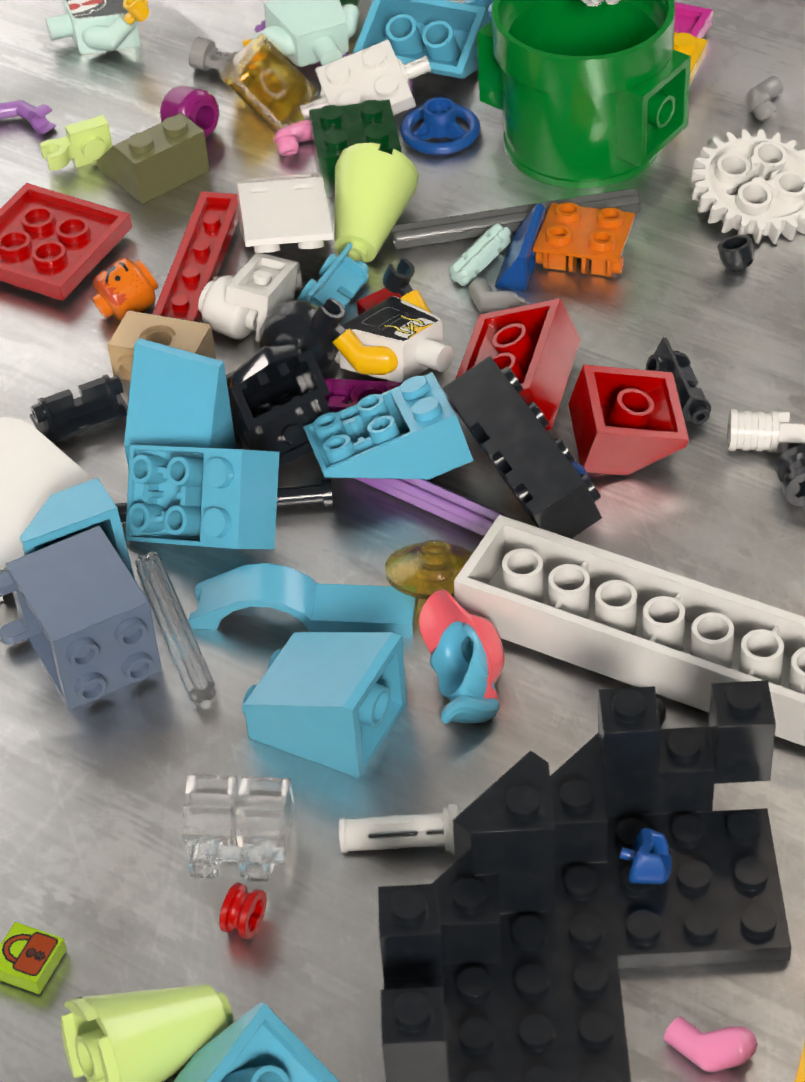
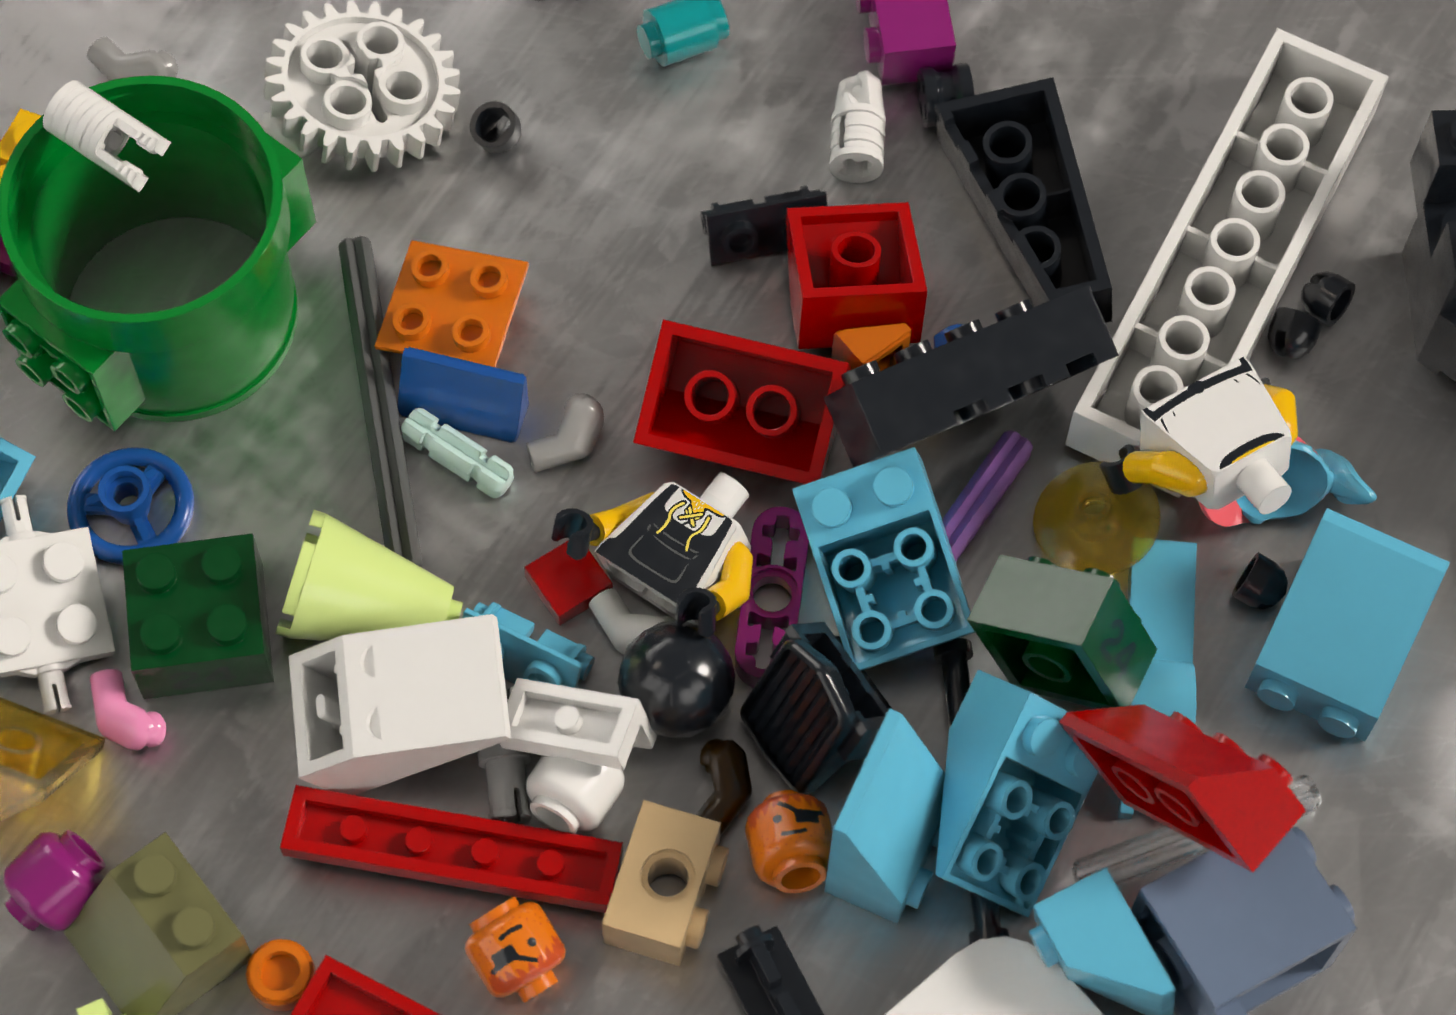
camera: 95 degrees left, 20 degrees up
(131, 203) = (279, 974): none -> orange tile
(173, 529) = (1189, 779): none -> red slope
(313, 510) = (1062, 632): none -> dark green brick
(466, 576) = (1214, 442): none -> white torso
(564, 425) = (869, 344): none -> orange slope
(604, 680) = (1293, 332): none -> black hinge
(707, 518) = (1028, 187): none -> black wedge

